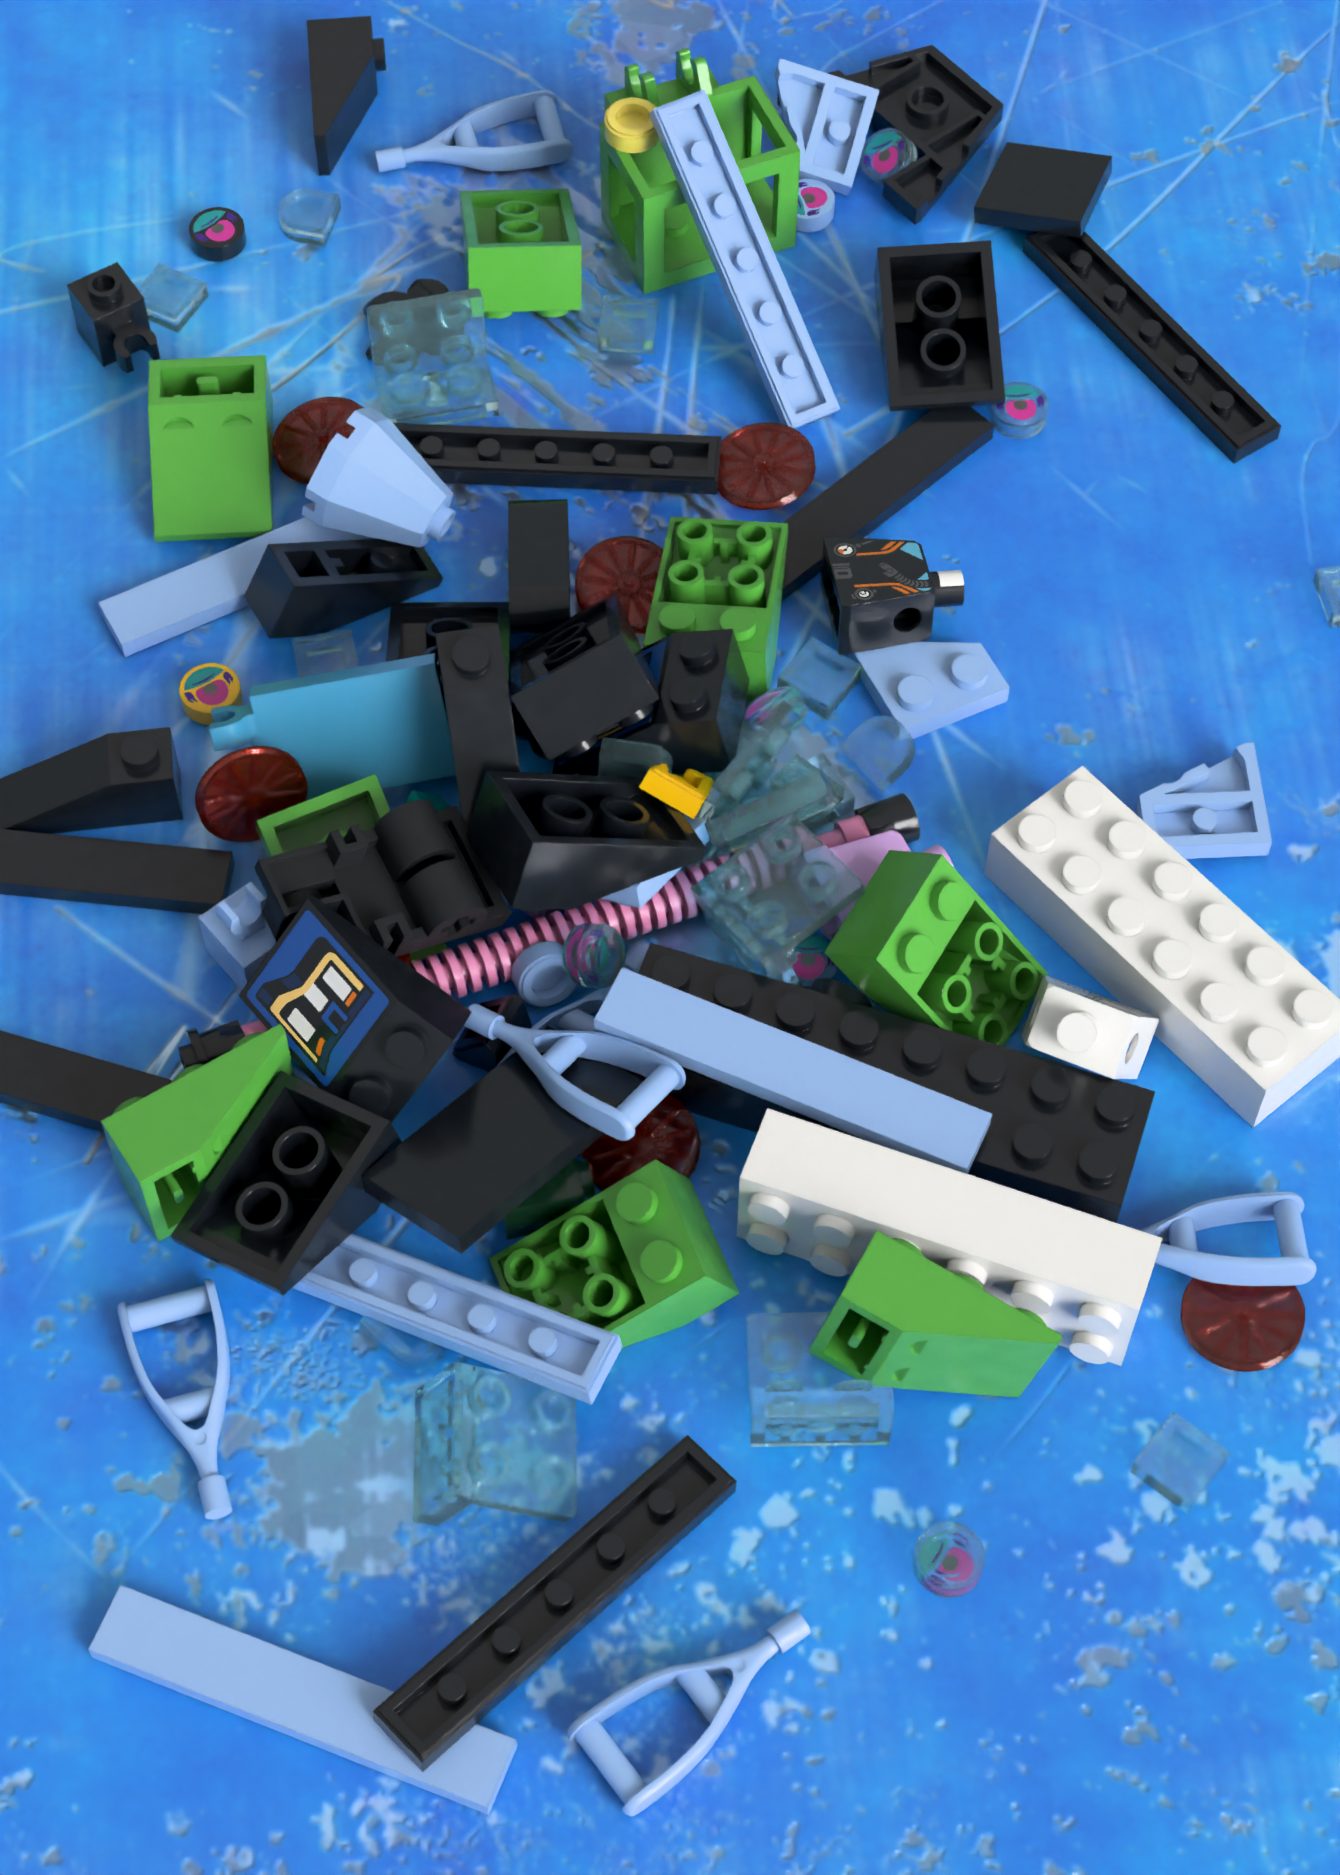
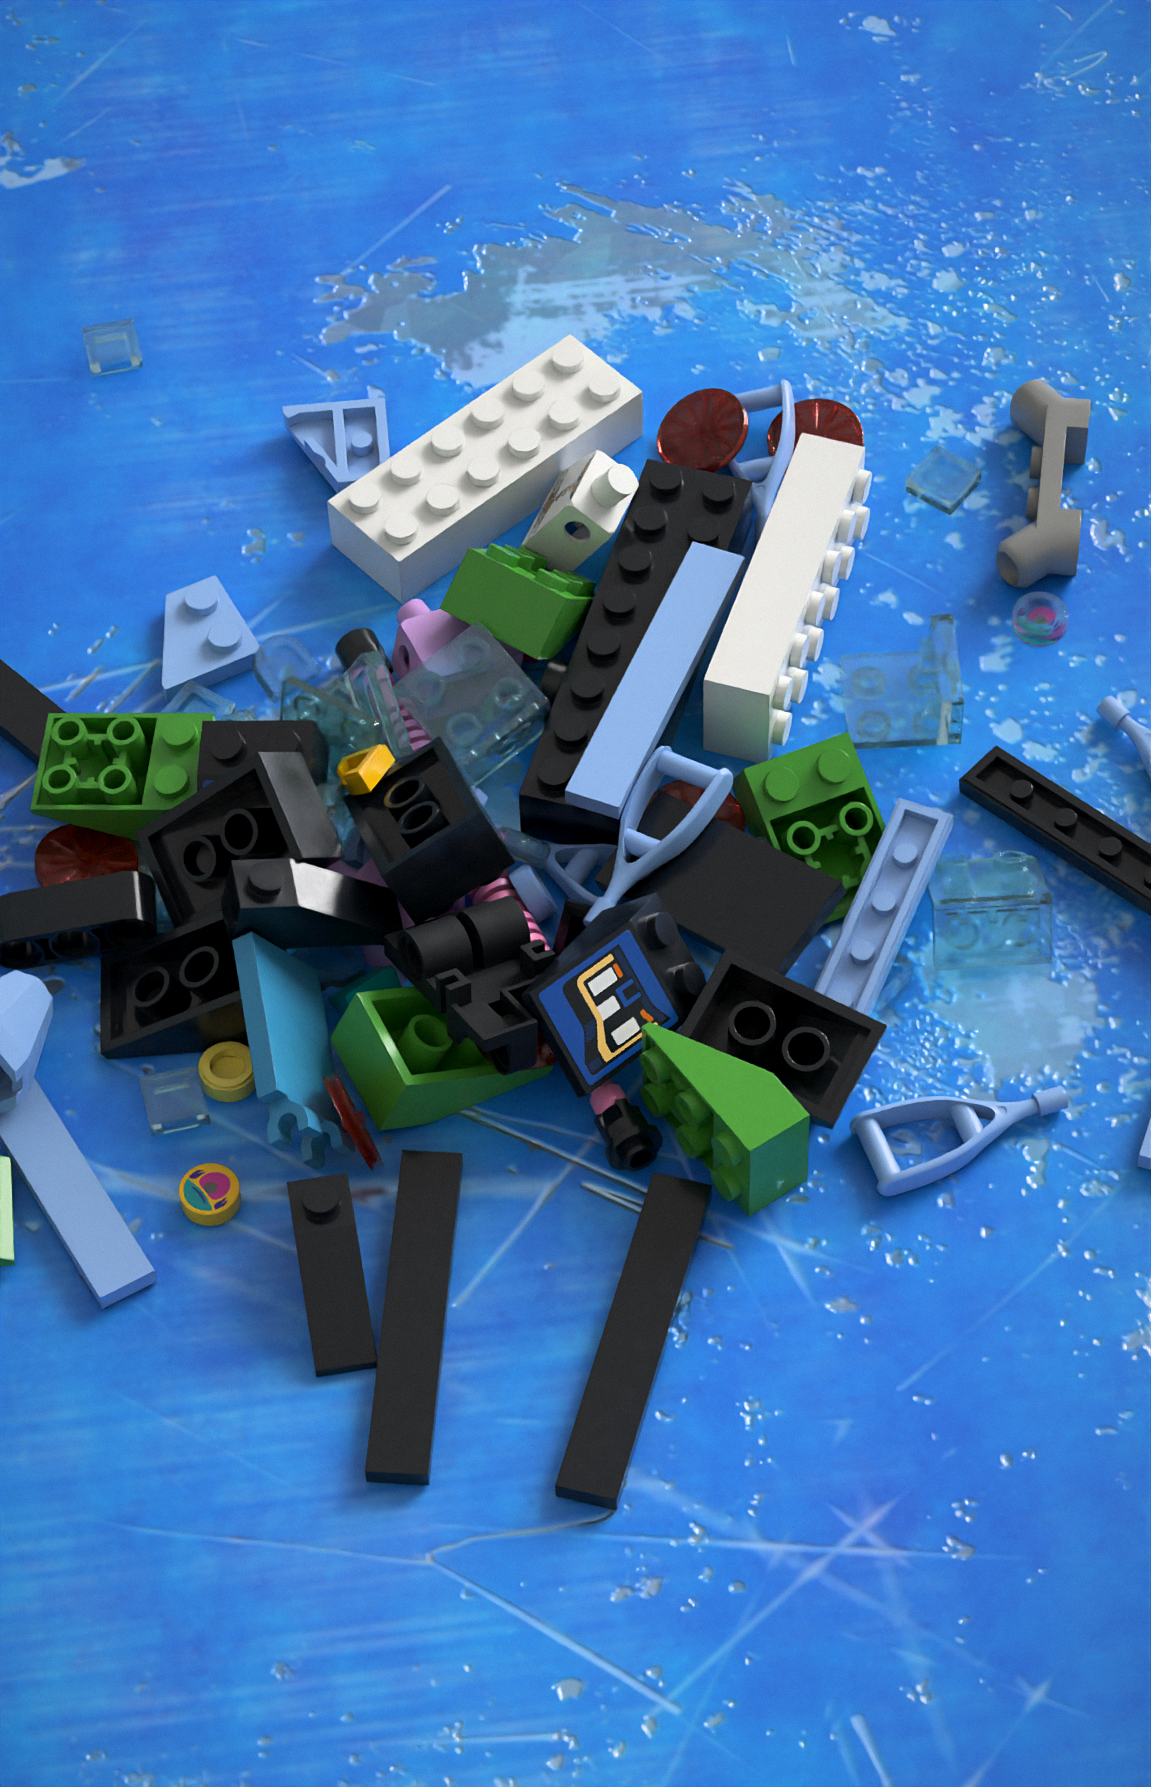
camera: 90 degrees left, 5 degrees down
(238, 933) = (505, 1119): light blue brick -> none
(332, 583) = (93, 1092): black slope -> none
(882, 592) = (116, 658): black torso -> none
(929, 1328) = (868, 606): bright green slope -> none
(1236, 1178) = (703, 430): none -> clear red wheel
(1259, 1605) = (1053, 537): none -> light grey plate

